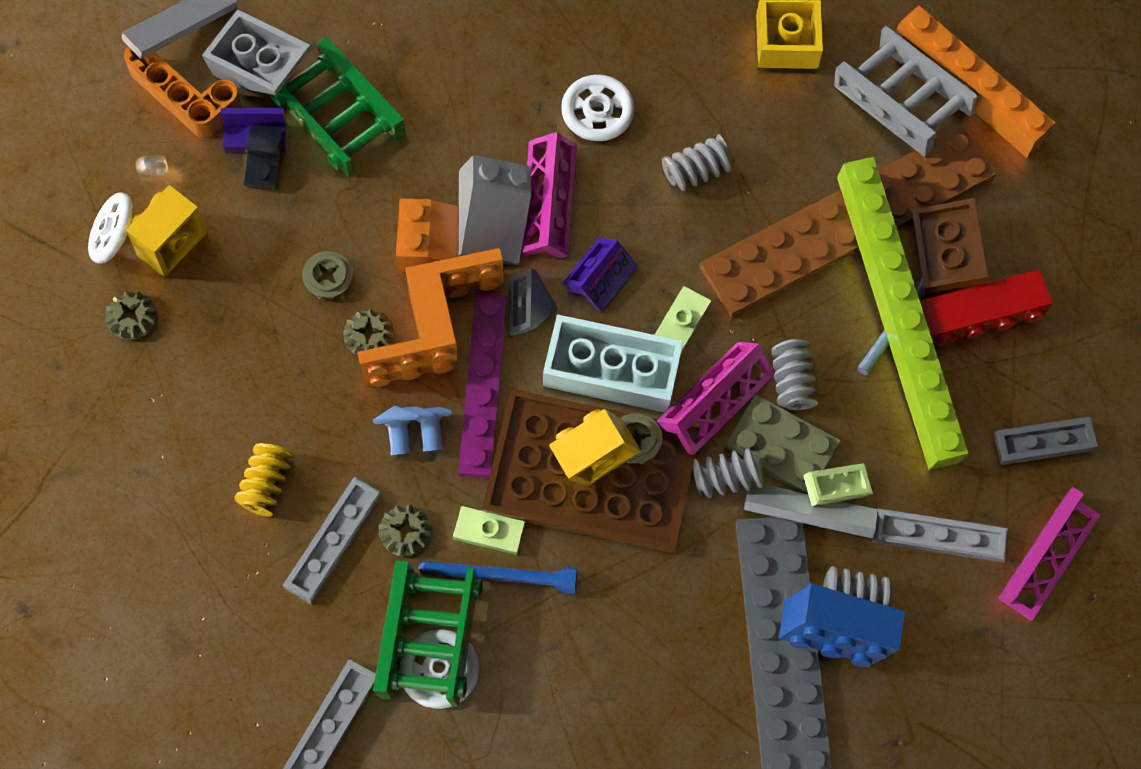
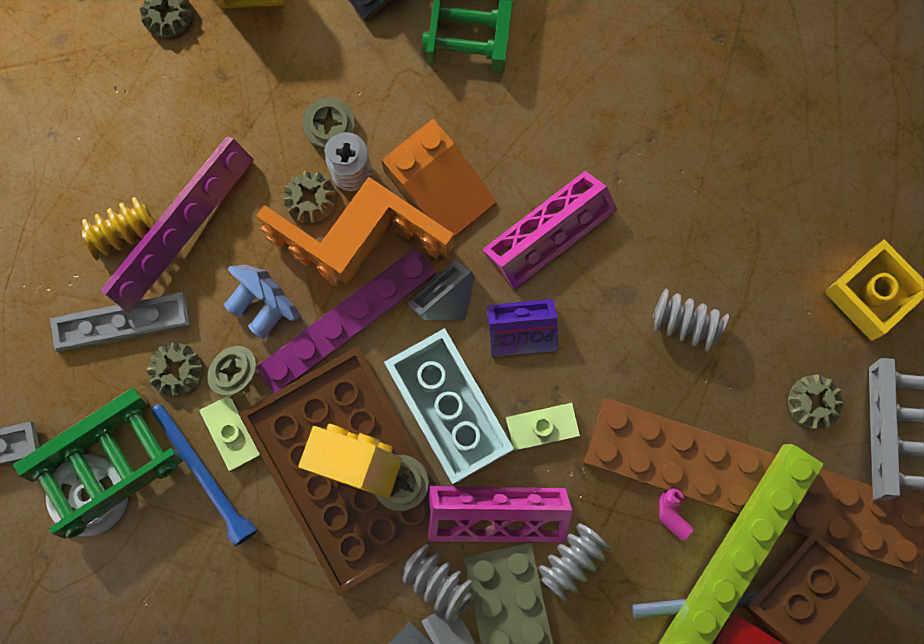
camera: 50 degrees right, 10 degrees up
(303, 435) = (177, 225): none -> magenta plate
(375, 280) = (347, 161): none -> light grey piece
(435, 490) = (226, 363): none -> olive gear
(493, 207) = (493, 197): light grey slope -> none
(596, 84) = (661, 225): white plate -> none
(817, 290) = (670, 513): none -> dark pink arm
(818, 145) = (801, 404): none -> olive gear

